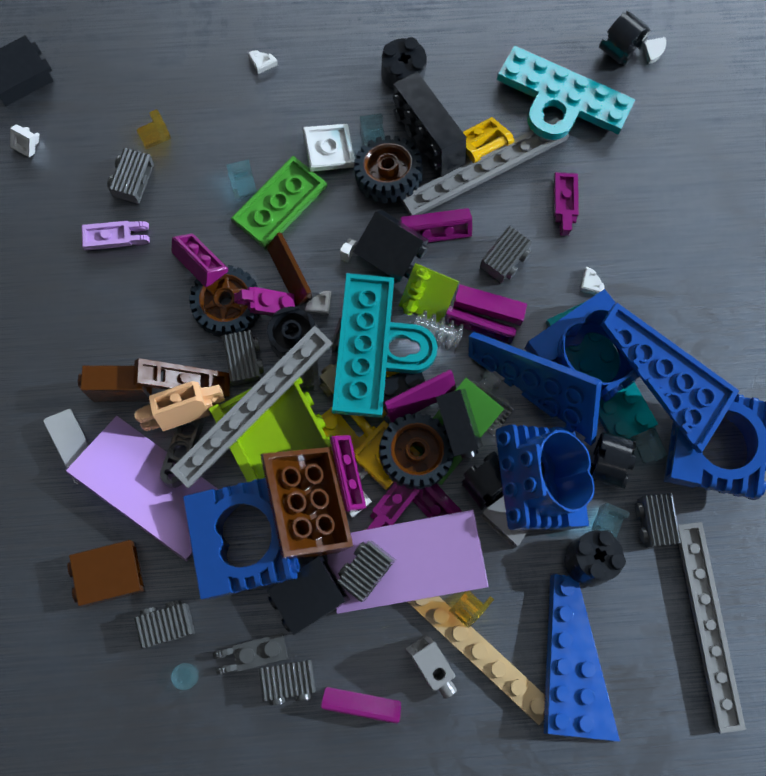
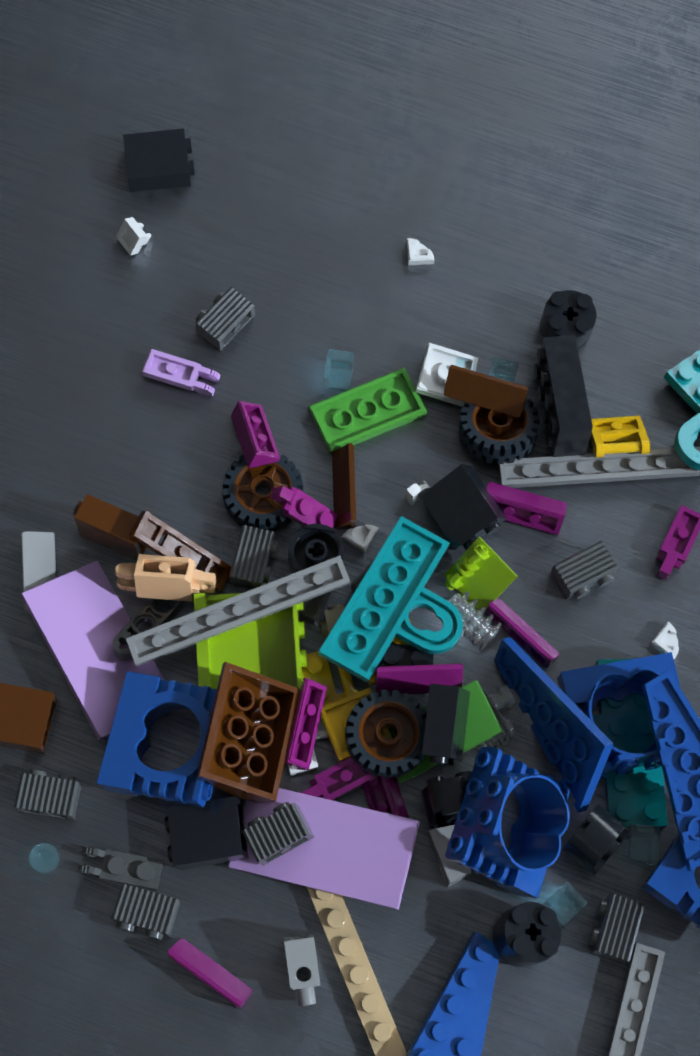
camera: 25 degrees right, 5 degrees down
(154, 132) = (270, 282): clear yellow panel -> none
(367, 145) = (485, 391): none -> reddish brown slope
(469, 608) = (369, 925): clear yellow panel -> none
(490, 305) = (543, 616): magenta slope -> none

